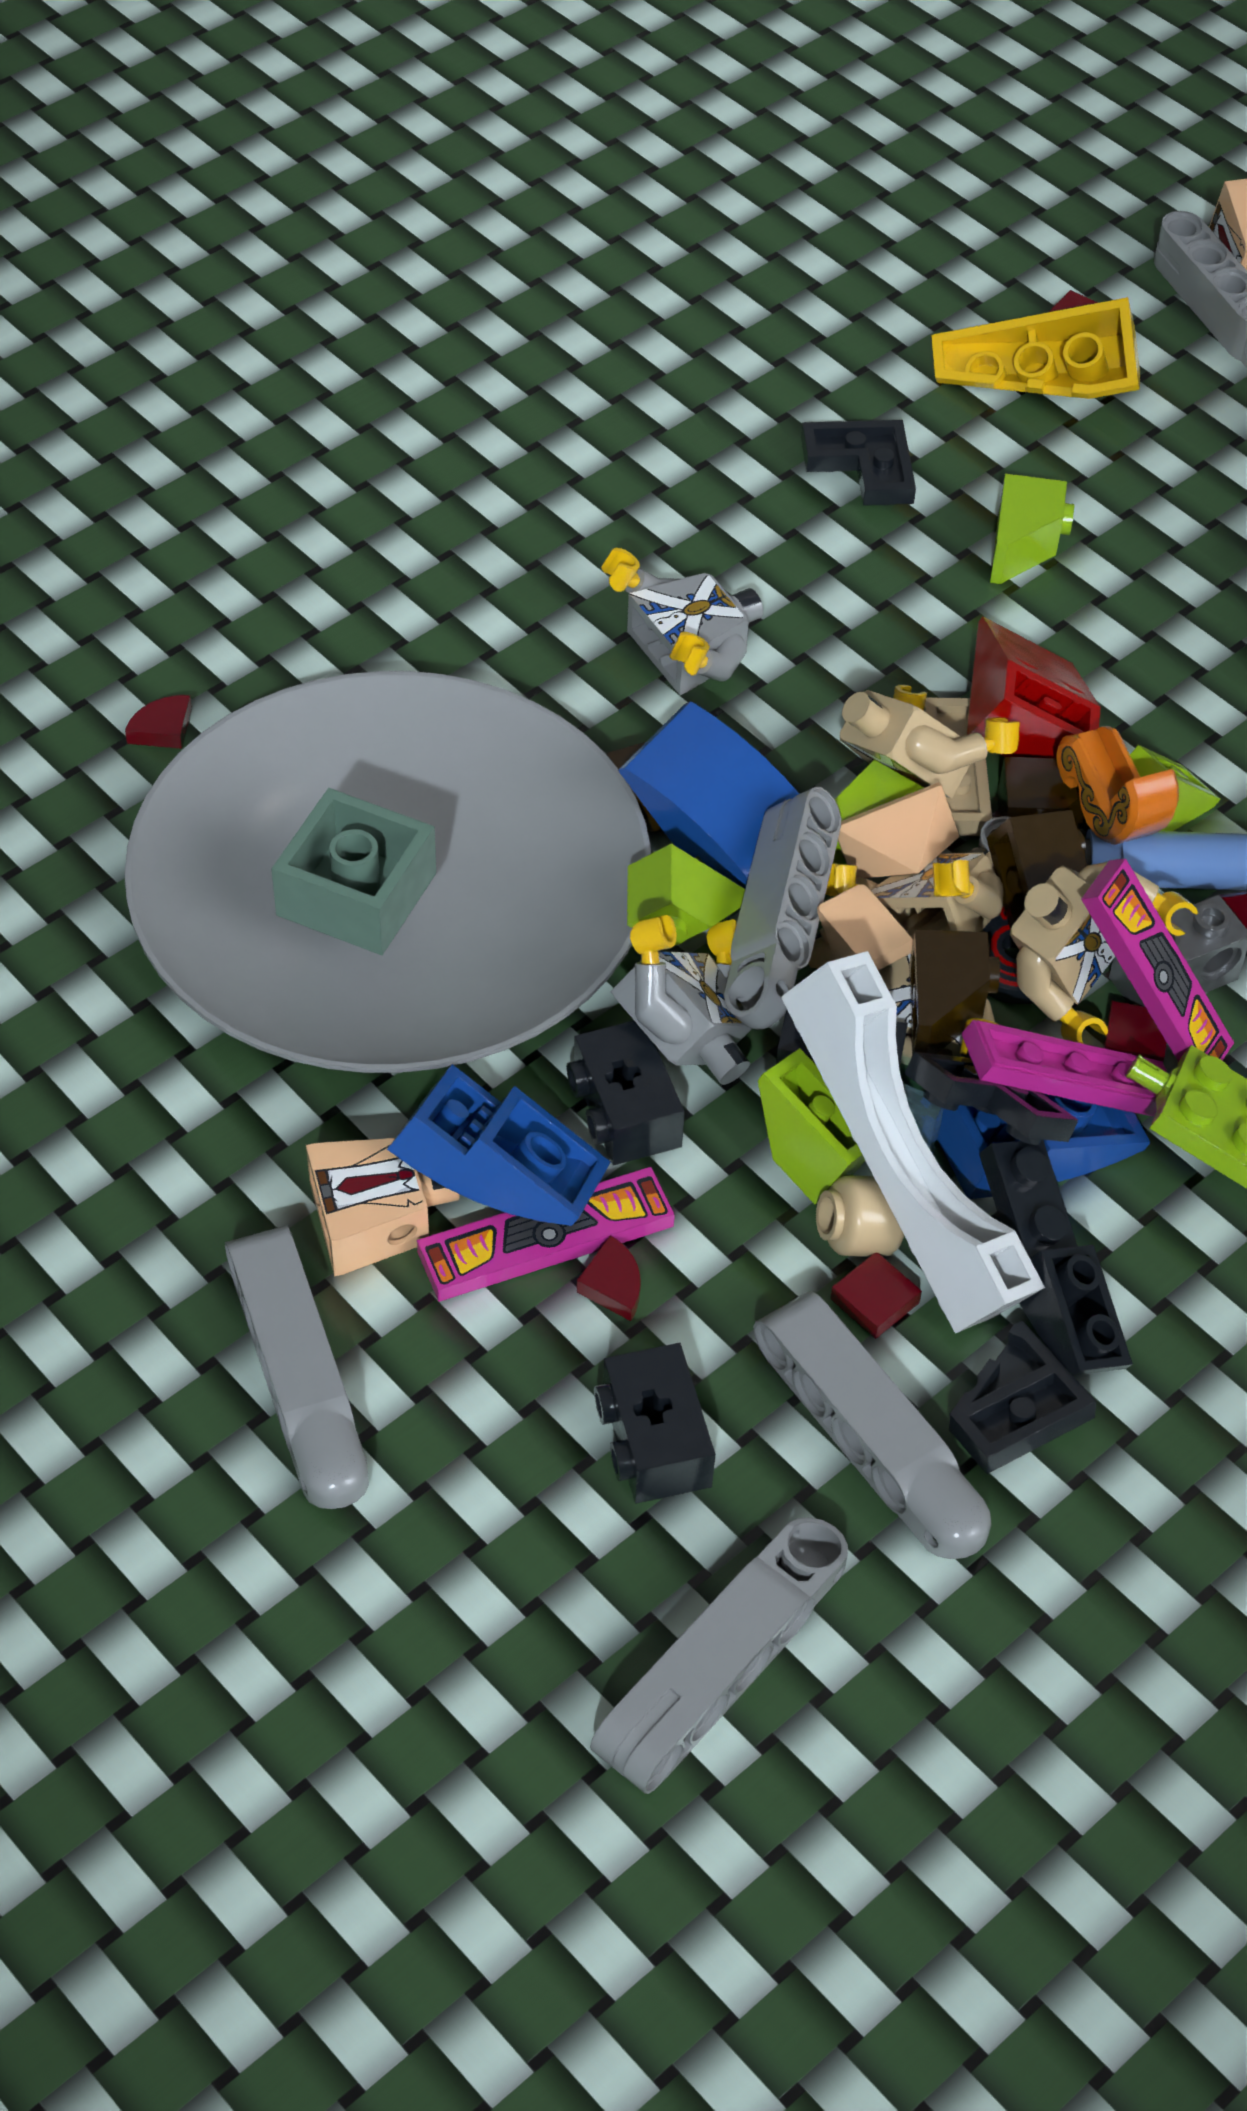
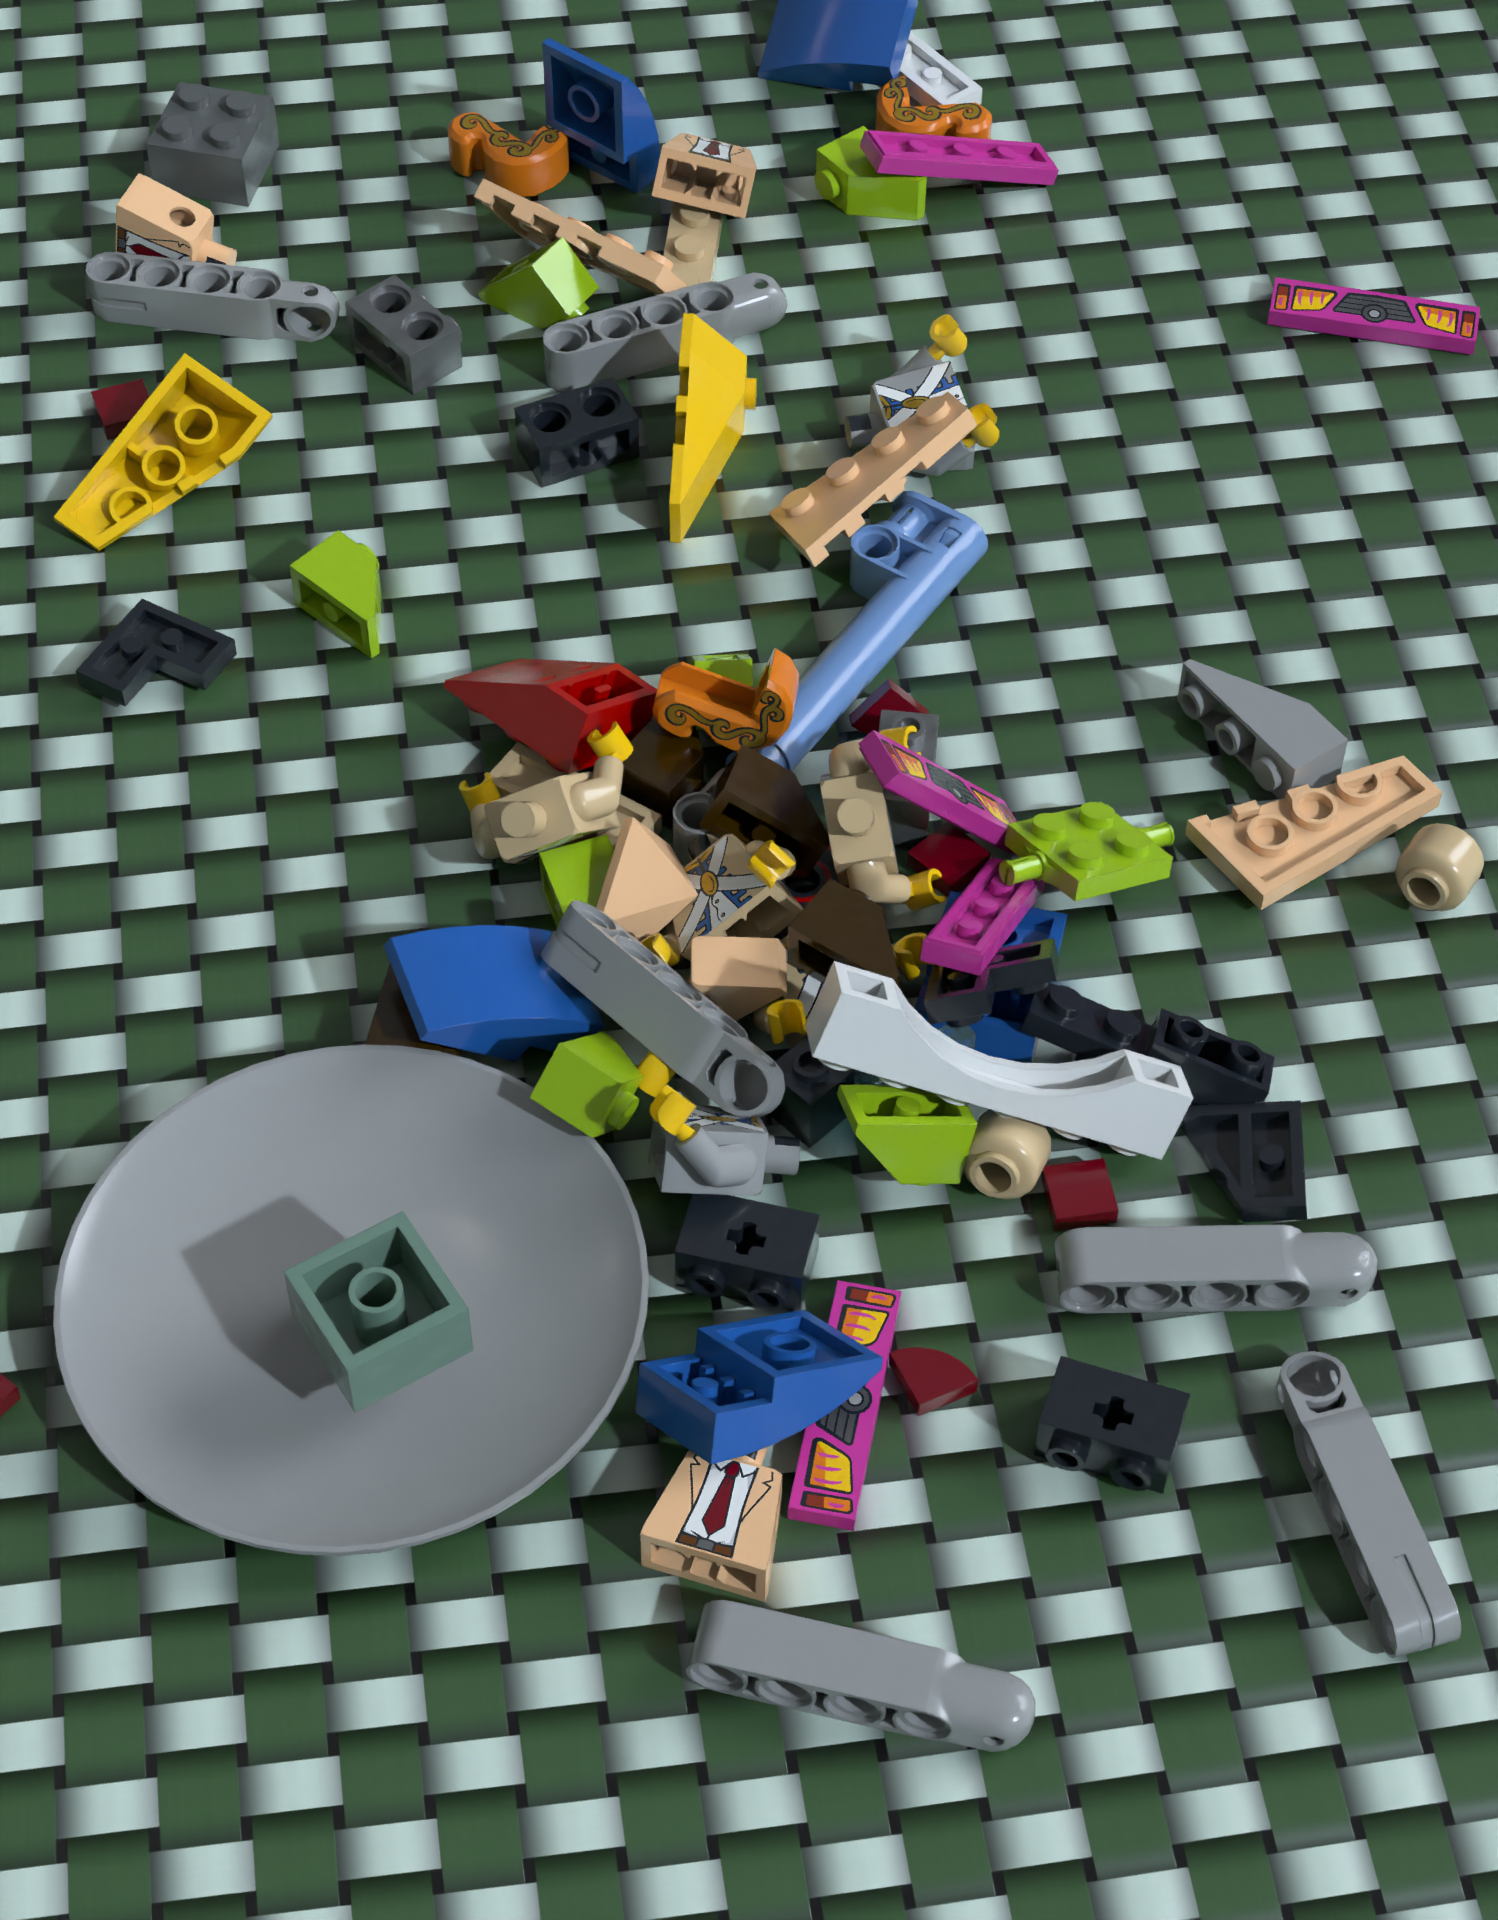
camera: 55 degrees left, 0 degrees up
(685, 623) = (244, 899): torso -> none

